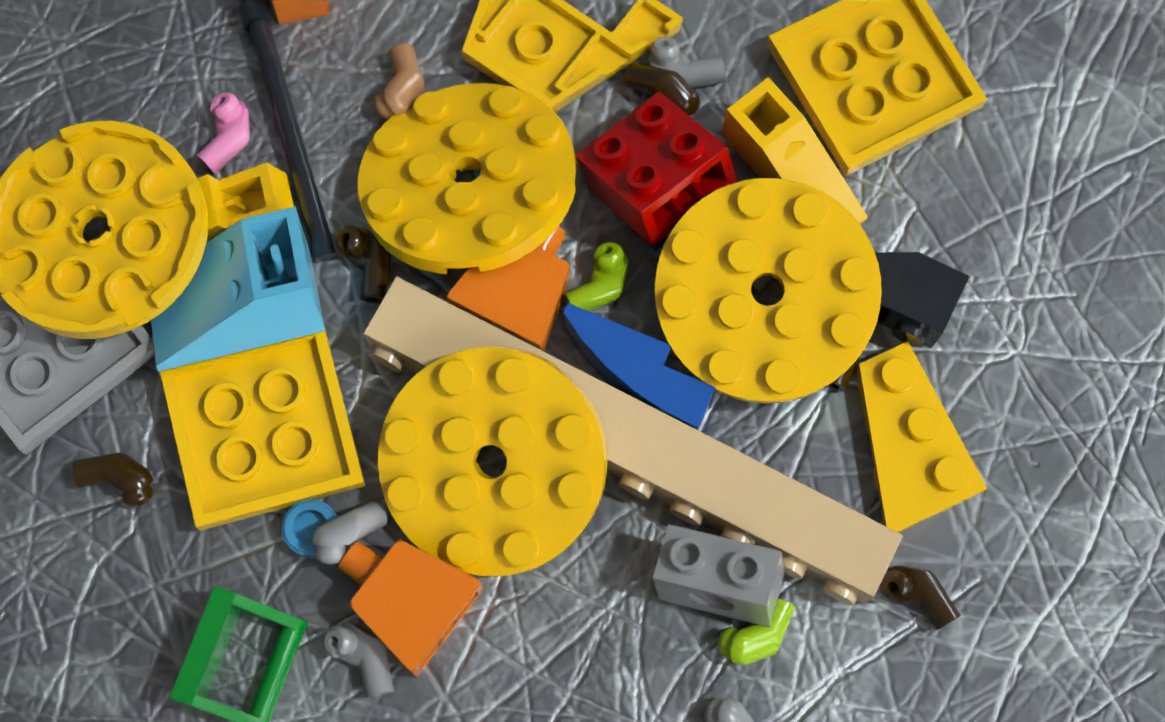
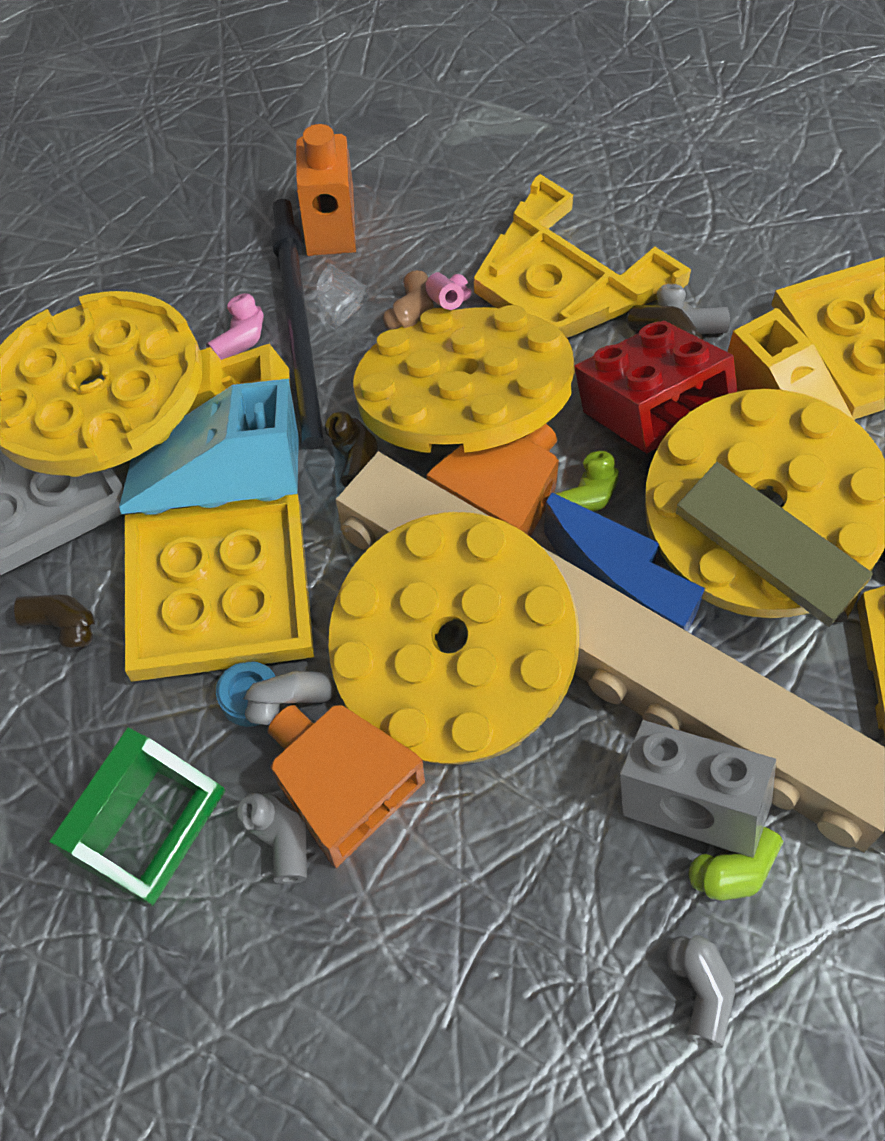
camera: 15 degrees right, 15 degrees down
(322, 77) = (339, 295): none -> clear tile
(435, 68) = (446, 291): none -> bright pink arm
(771, 343) = (773, 543): none -> olive tile

